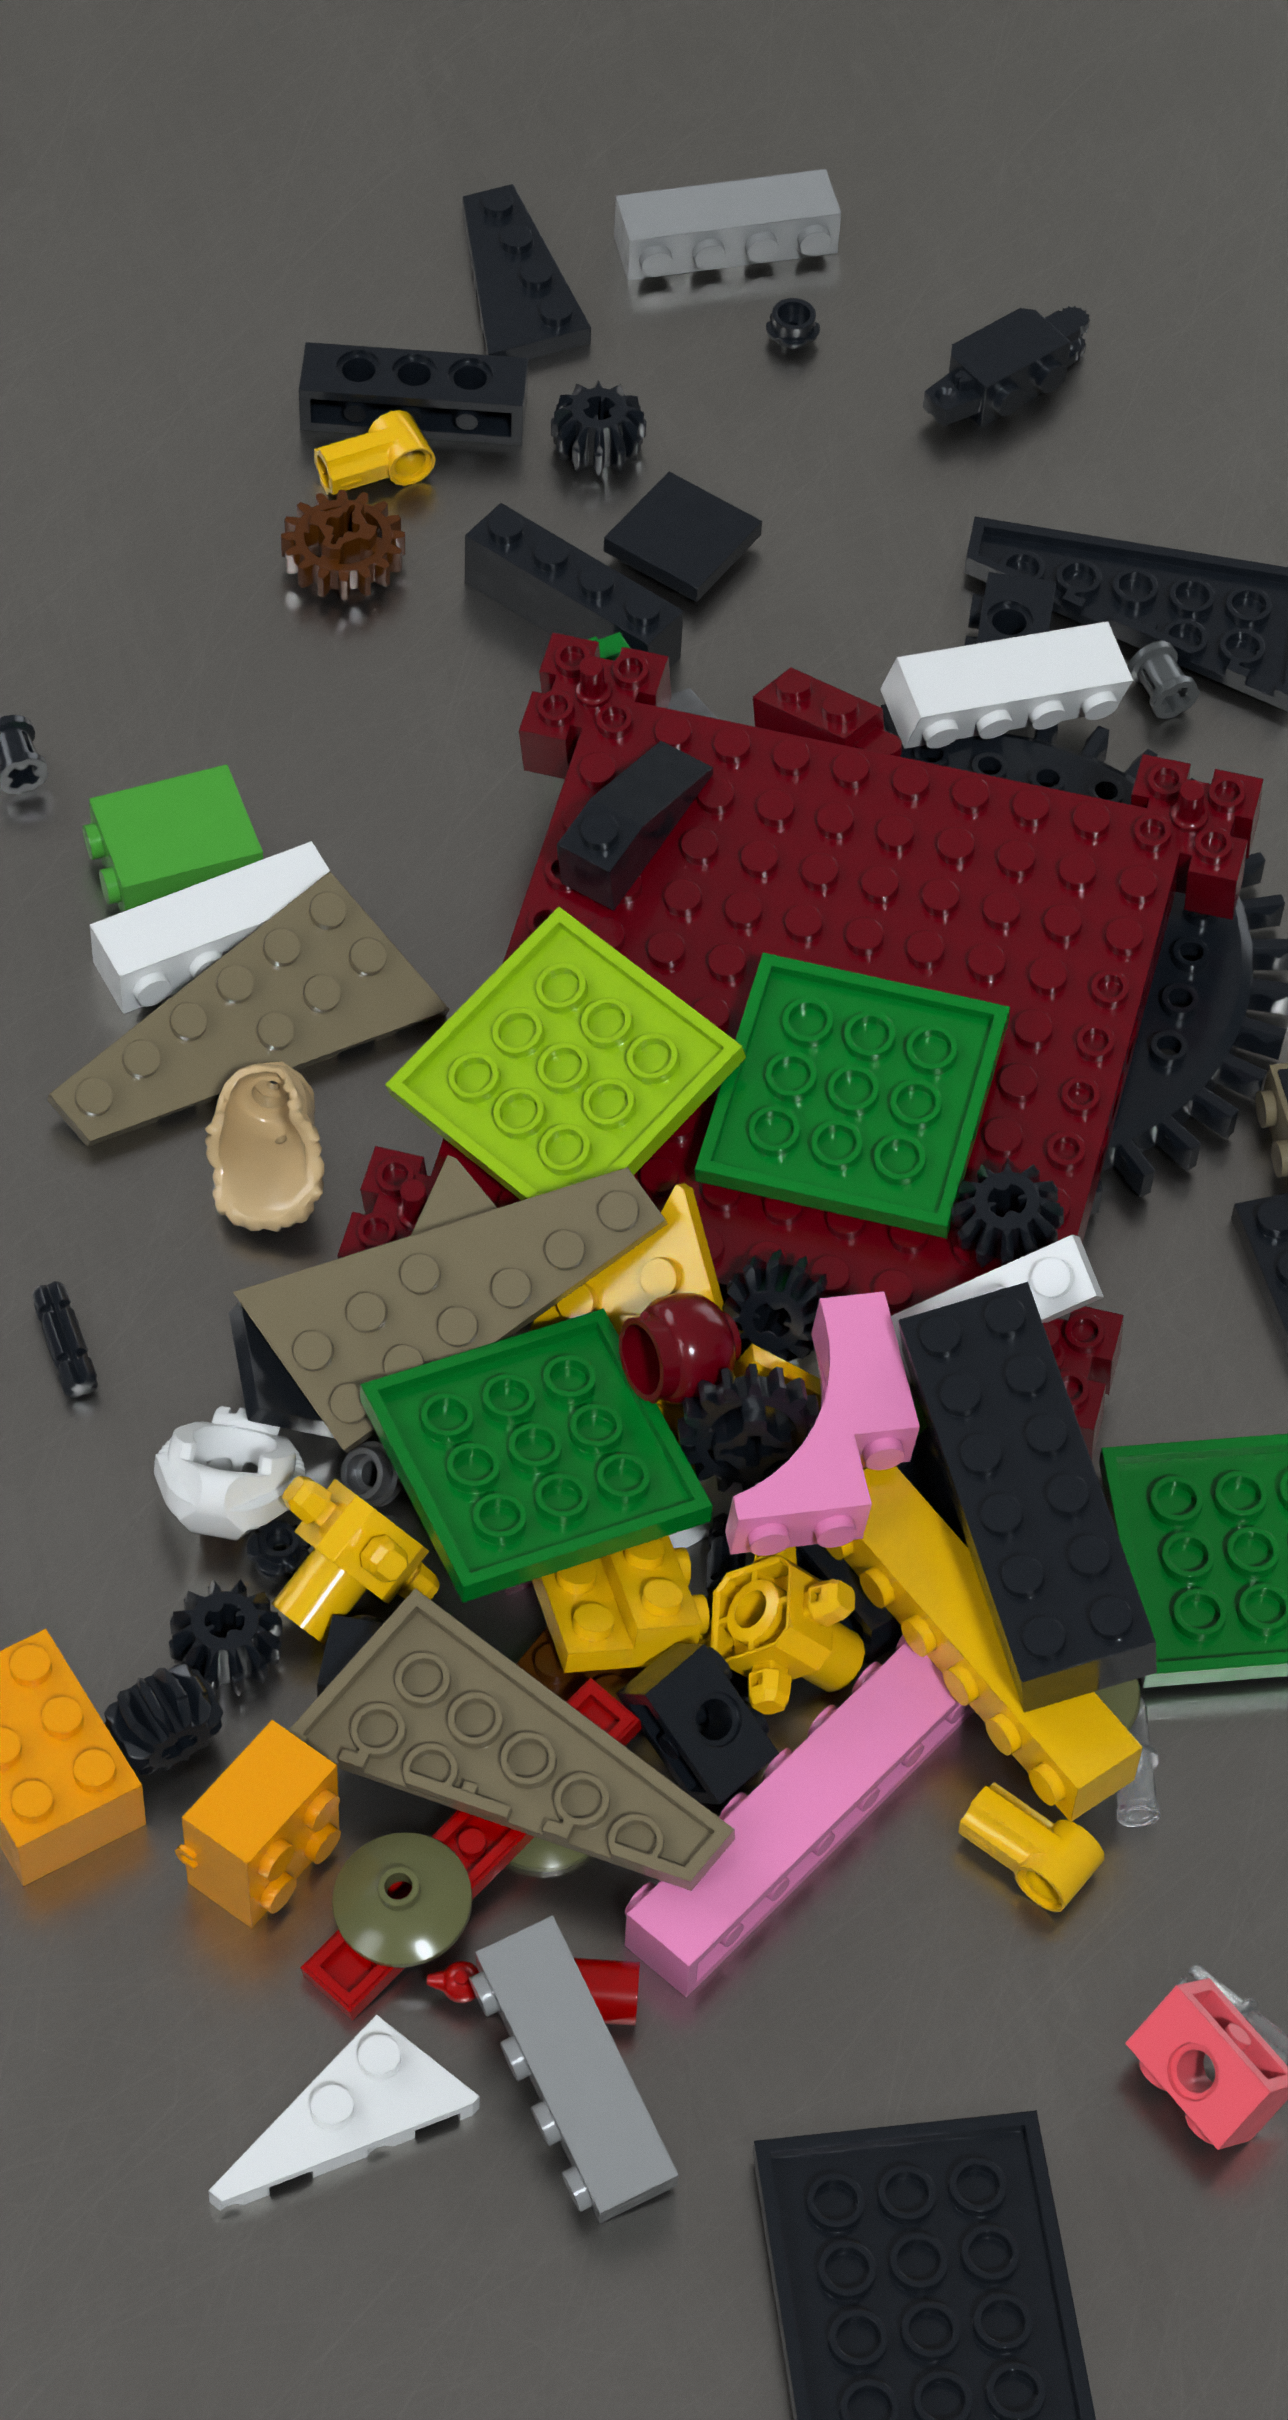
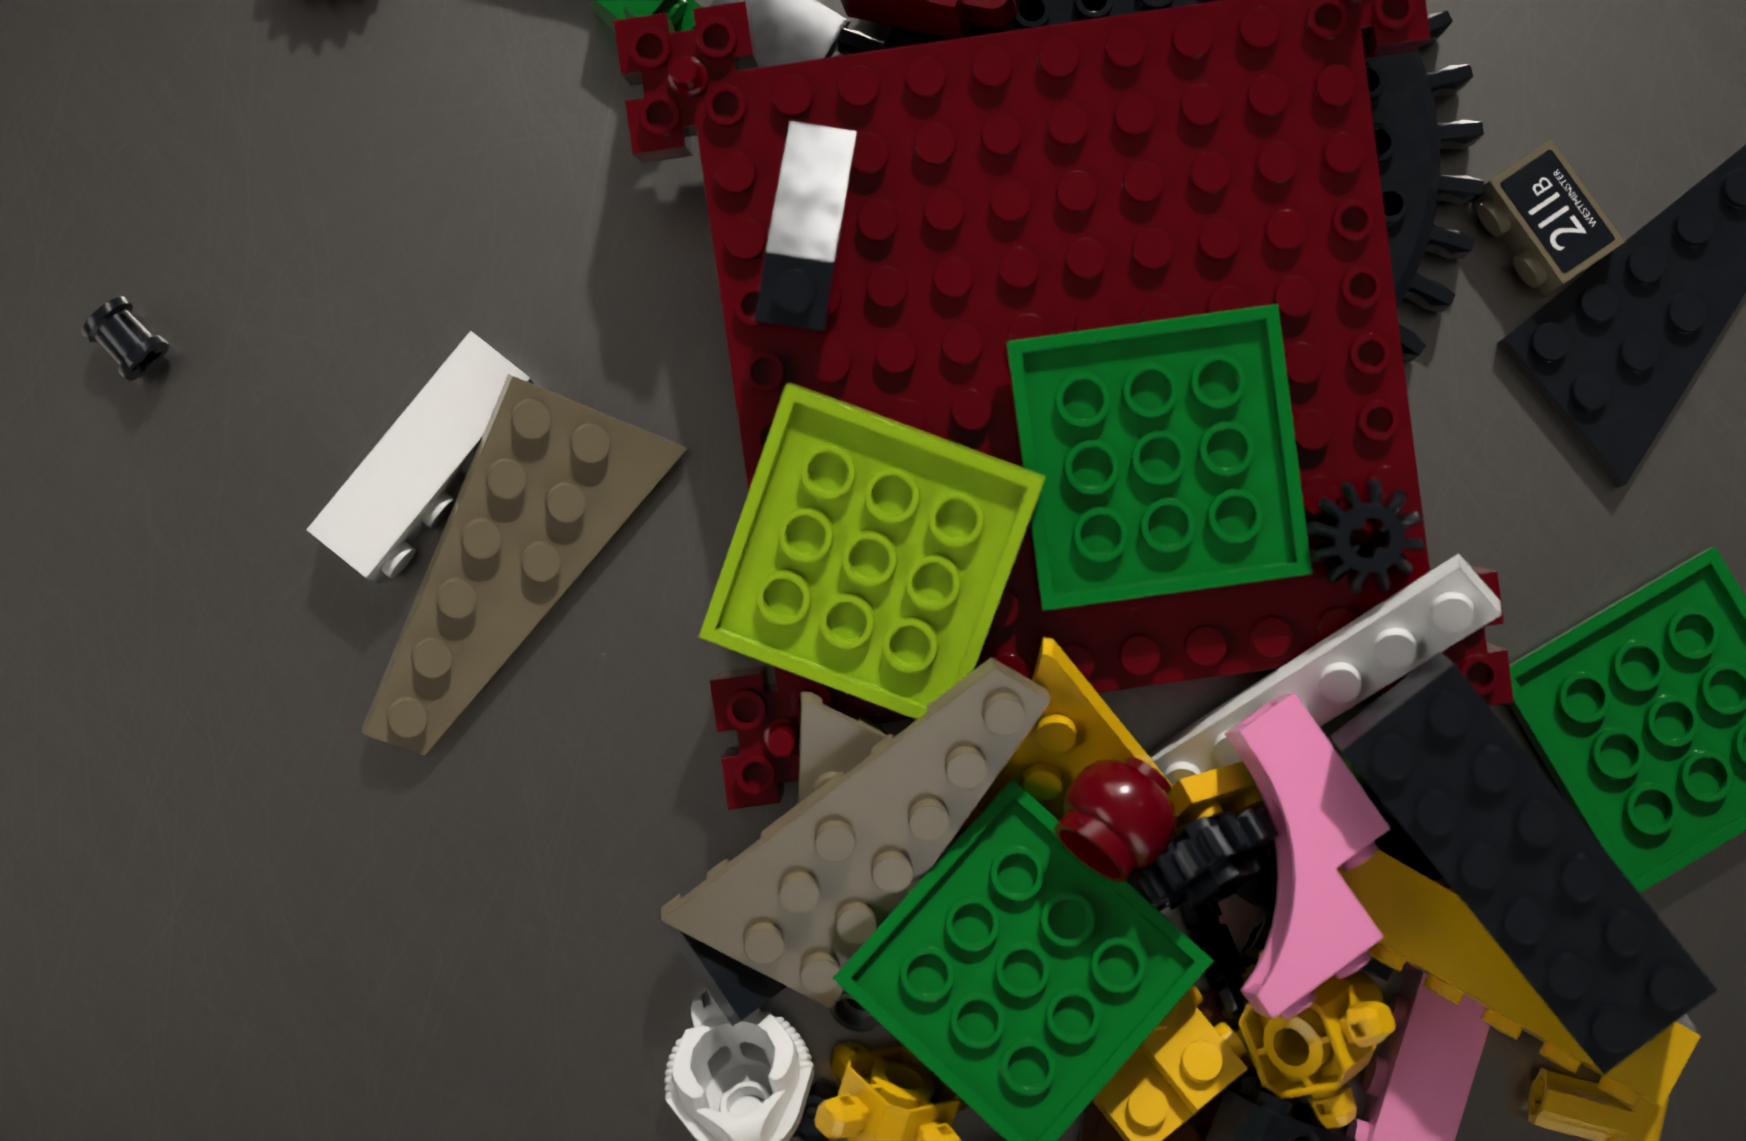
camera: 25 degrees left, 30 degrees up
(65, 1339) = (510, 980): black axle -> none
(169, 836) = (332, 379): bright green brick -> none
(265, 1148) = (597, 702): tan piece -> none
(776, 1304) = (1175, 707): black gear -> none

